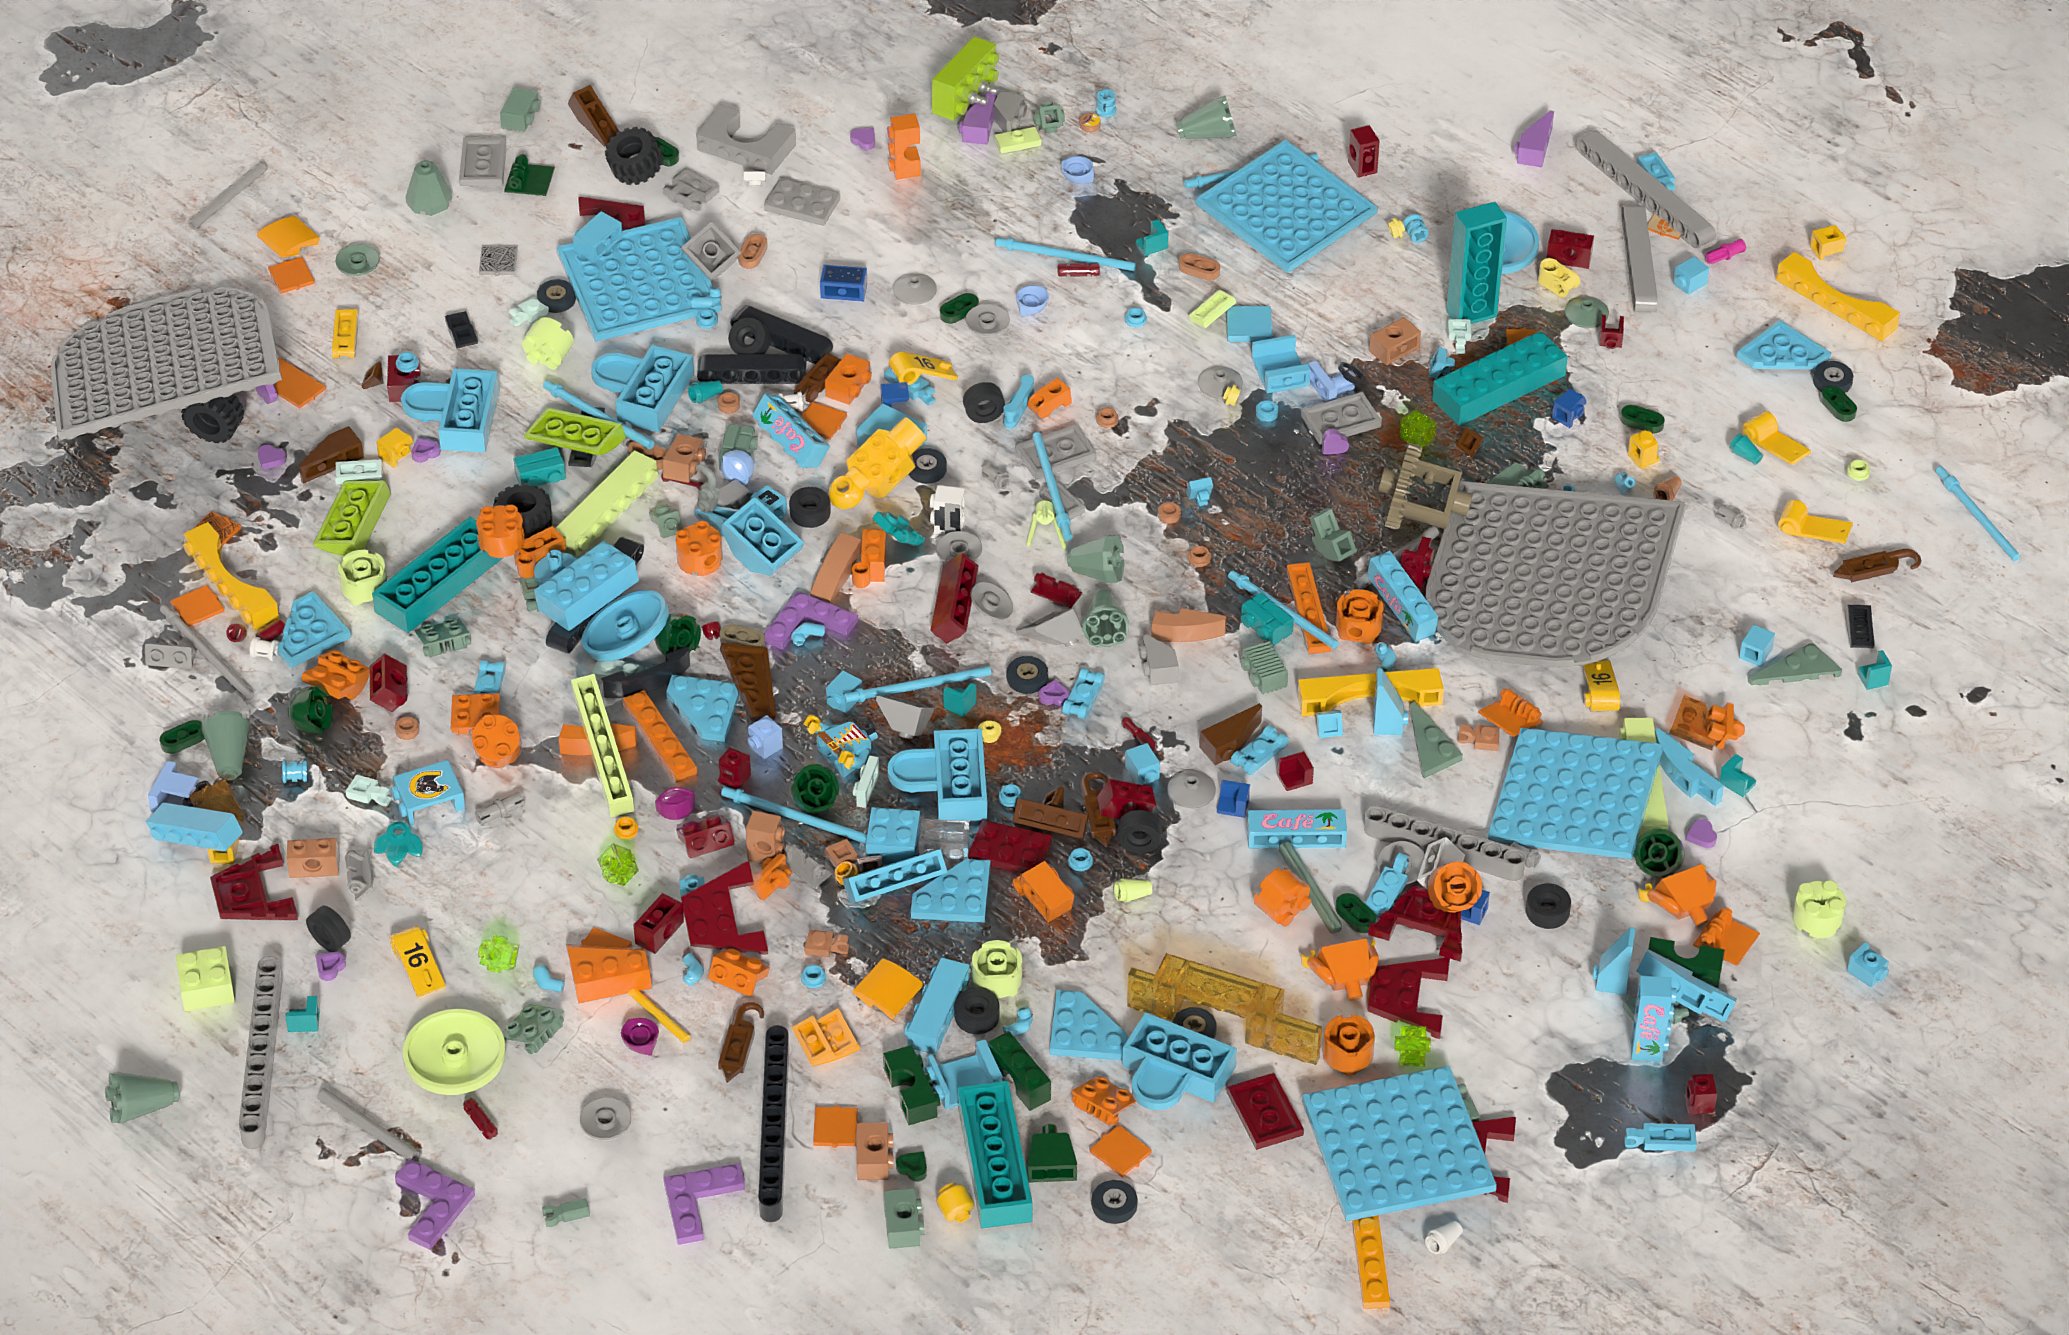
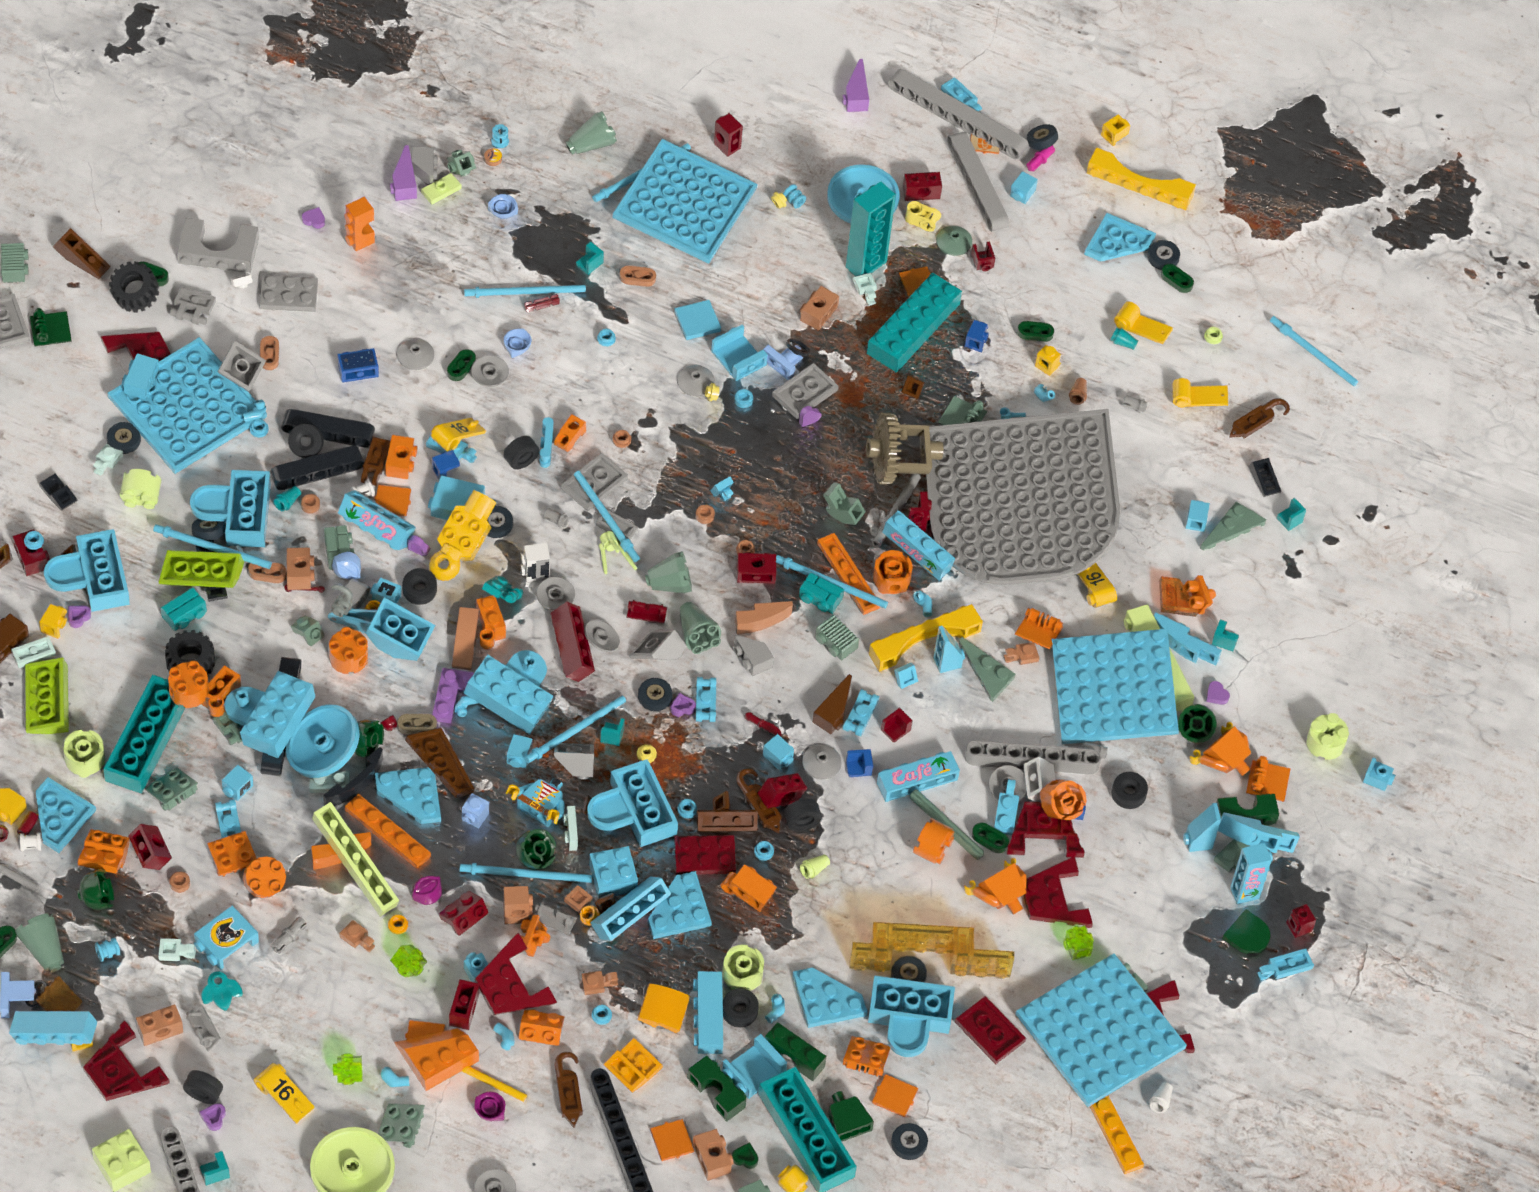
camera: 25 degrees left, 10 degrees up
(498, 260) = (58, 414): light grey piece -> none
(515, 646) = (237, 783): none -> medium azure brick
(574, 827) = (357, 935): none -> nougat plate
(601, 398) = (208, 529): none -> black bush
(607, 502) = (253, 626): yellowish green brick -> none
(734, 768) = (462, 846): dark red window -> none
(825, 467) = (418, 546): none -> medium lavender tile
(863, 630) = (512, 689): none -> medium azure brick
(947, 835) = (654, 862): clear piece -> none
(965, 78) = (382, 146): lime piece -> none
(1202, 577) = (762, 574): none -> dark red brick
(1212, 309) = (664, 314): yellowish green plate -> none
(1348, 1044) = (1032, 955): orange brick -> none
(1417, 429) = (869, 387): clear neon green brick -> none
(1439, 362) = (862, 320): medium azure tile -> none
(1630, 1093) = (1248, 934): none -> dark green tile
(1735, 230) = (1042, 137): none -> black bush

